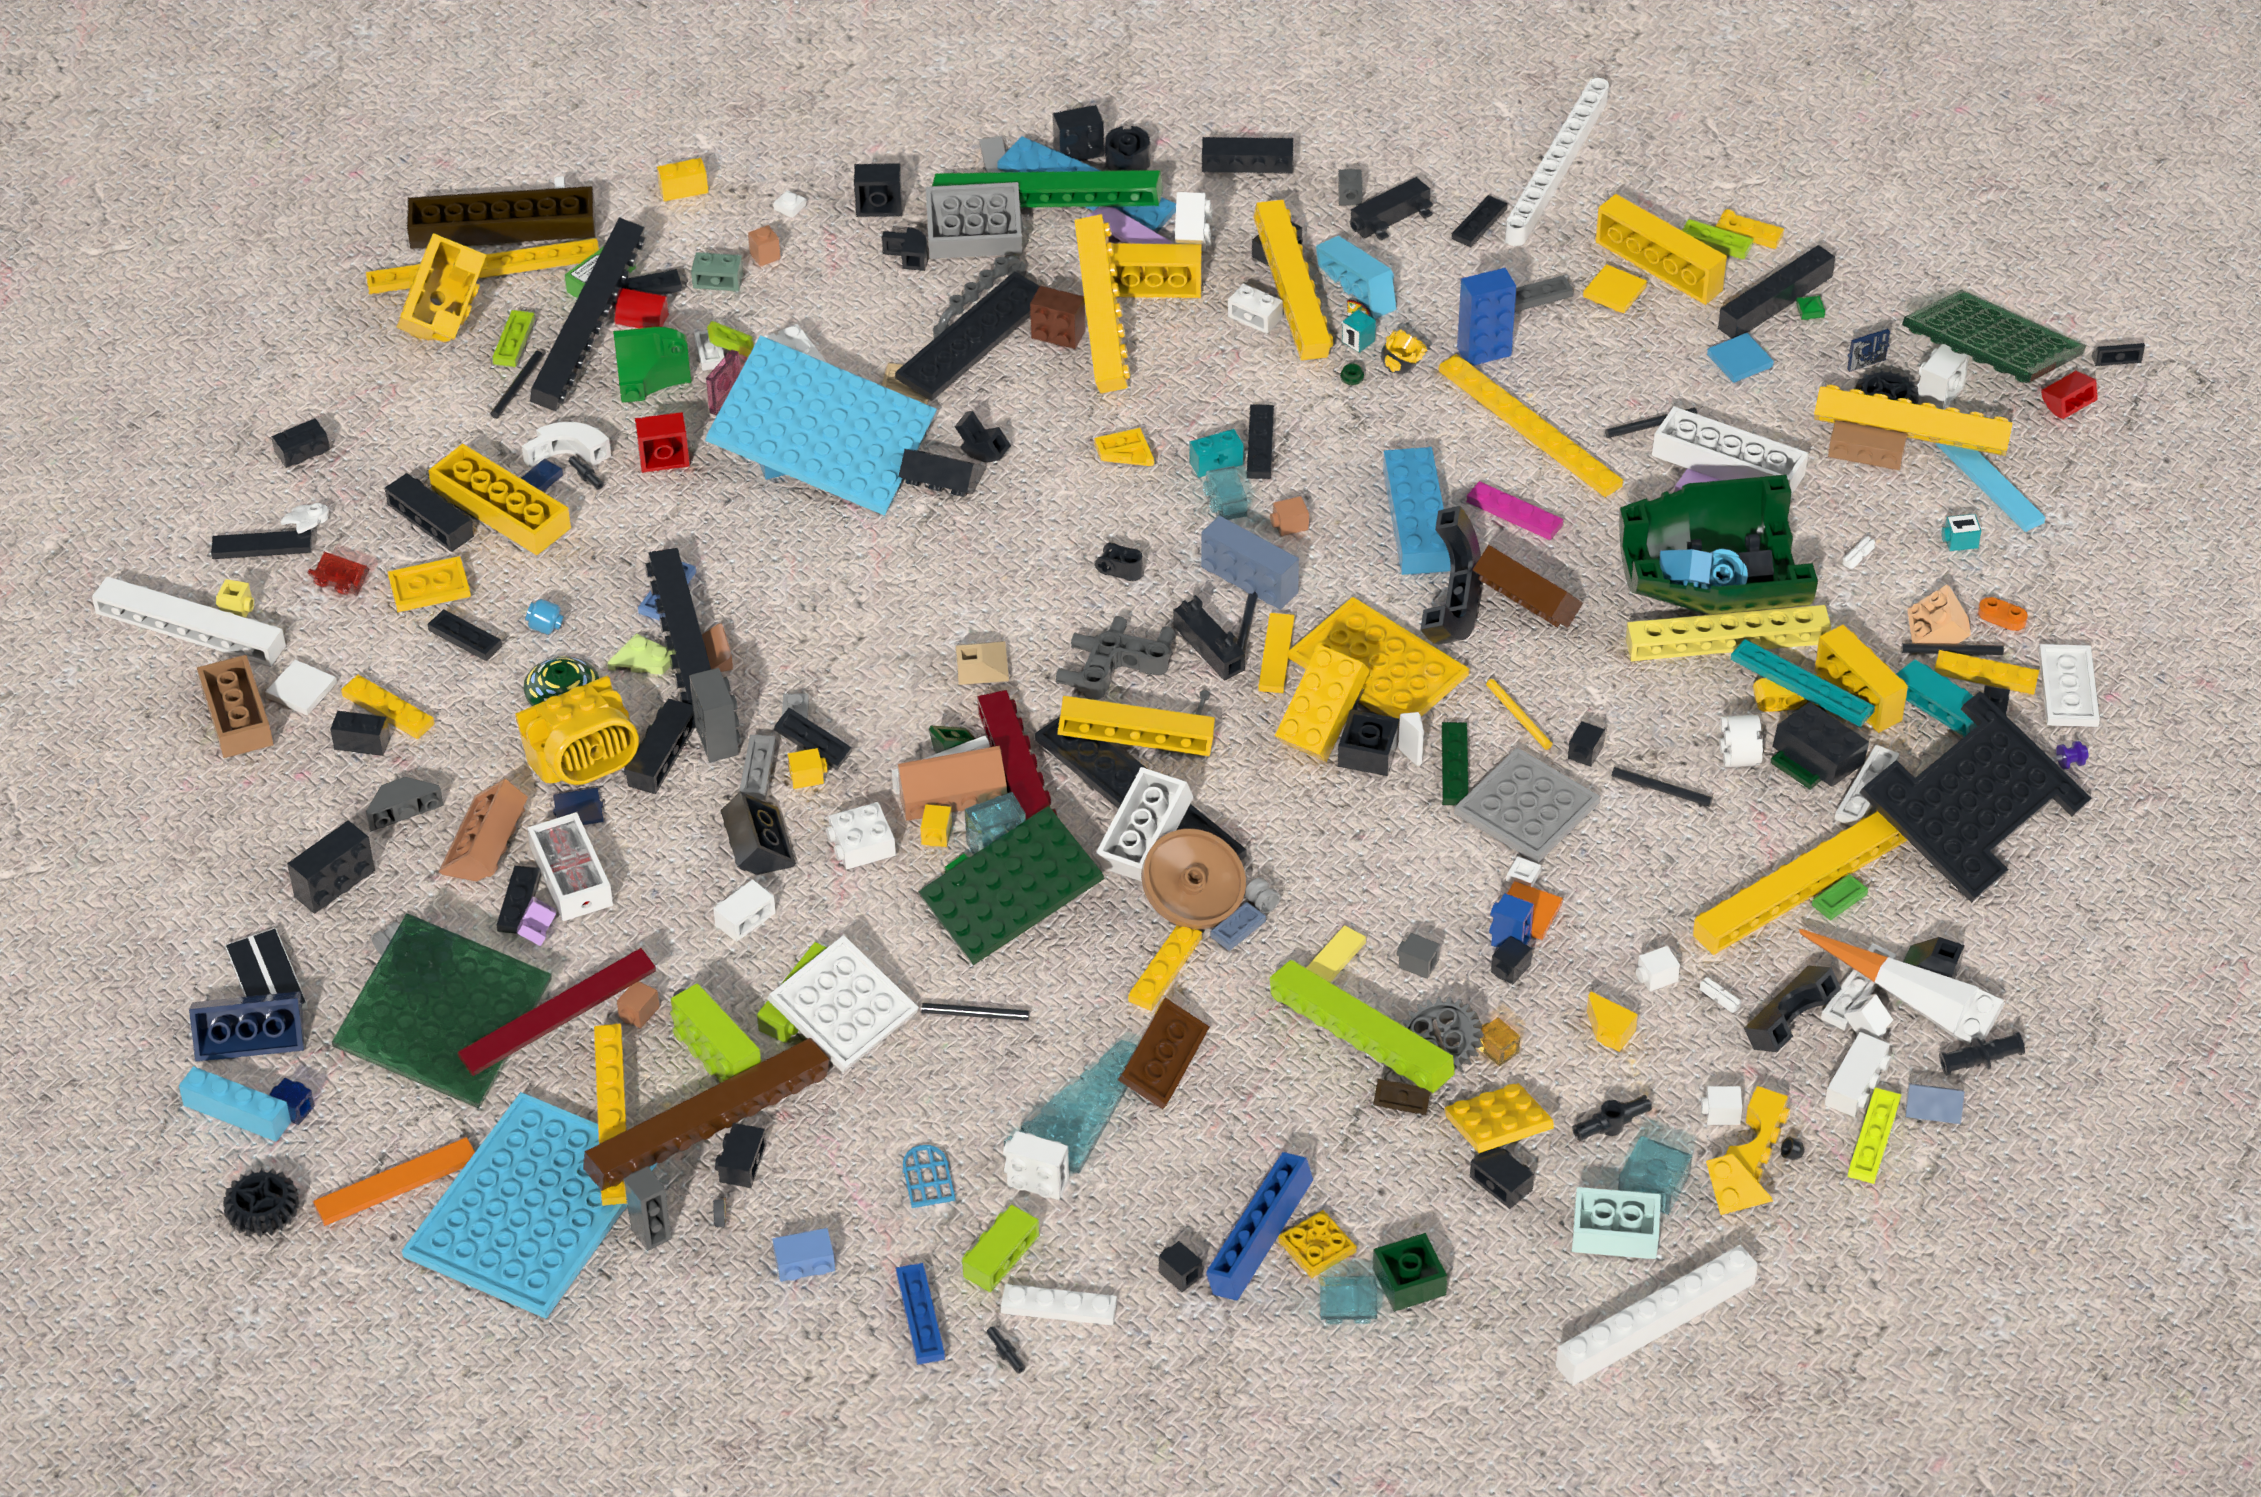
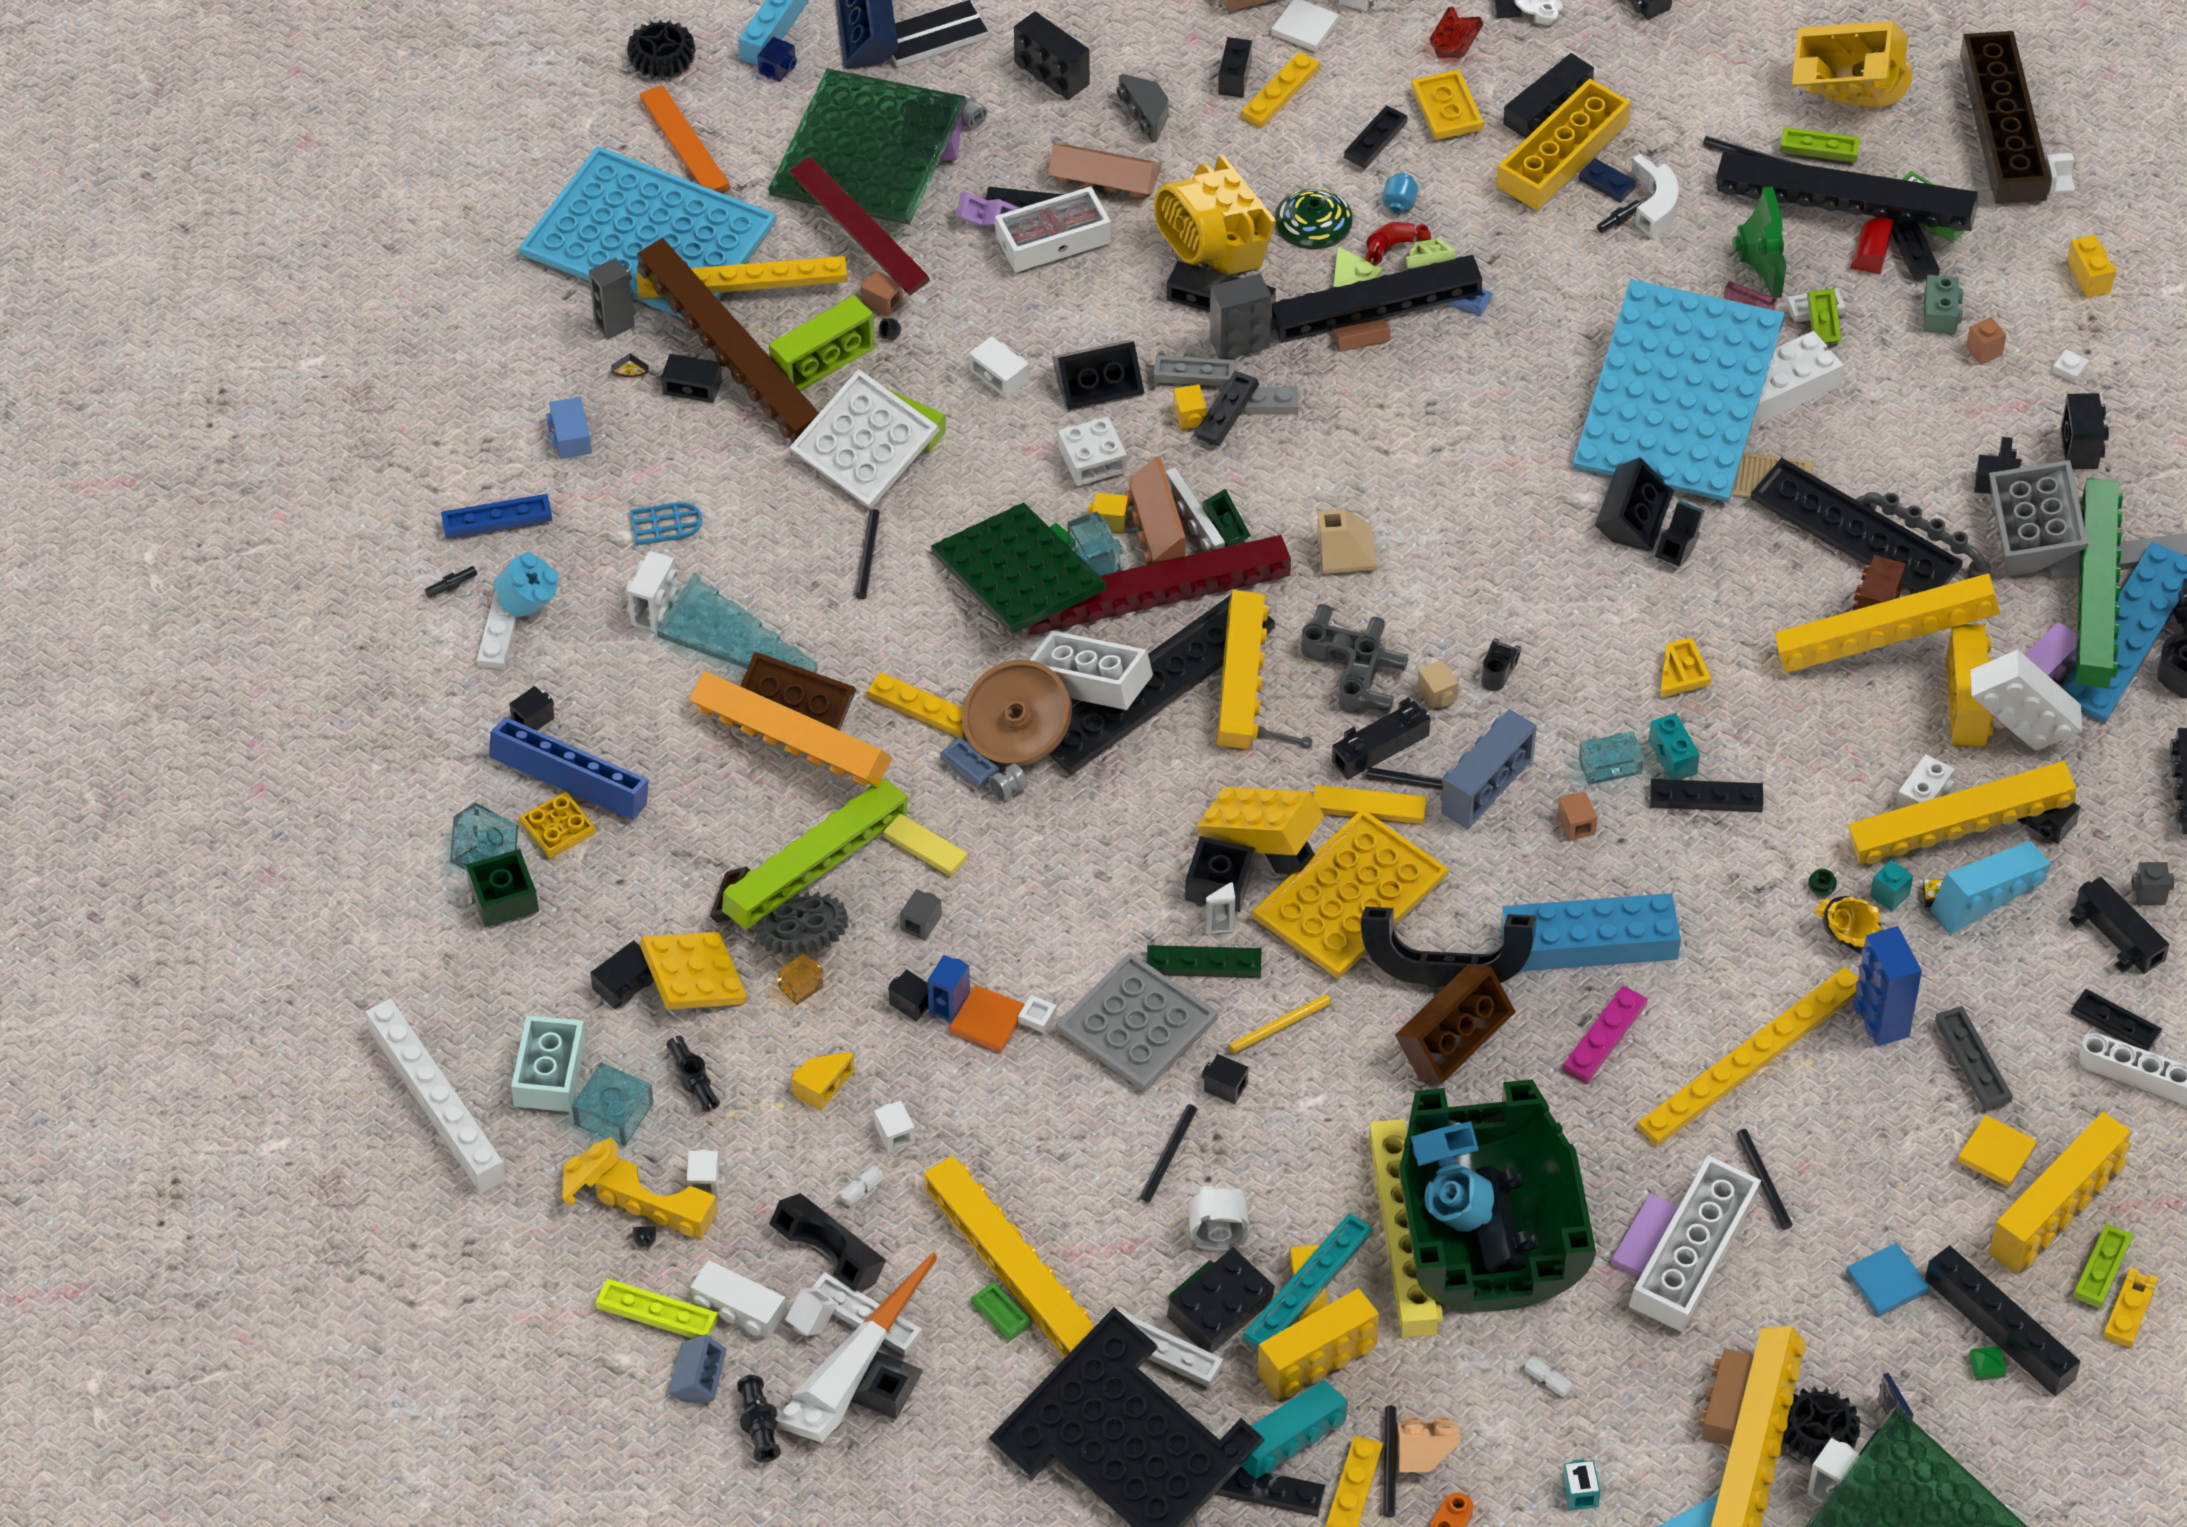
camera: 90 degrees right, 5 degrees up
(494, 264) = (1936, 117): yellow plate -> none
(584, 802) = (1144, 241): dark blue piece -> none
(602, 629) = (1391, 233): none -> red arm
(629, 592) = (1429, 252): none -> yellowish green wing
(662, 442) = (1652, 257): red brick -> none
(1000, 1248) = (577, 577): lime brick -> none
(1029, 1269) = (526, 585): none -> medium azure brick
(1146, 601) = (1438, 684): none -> tan brick
(1216, 1046) = (790, 728): none -> light orange brick

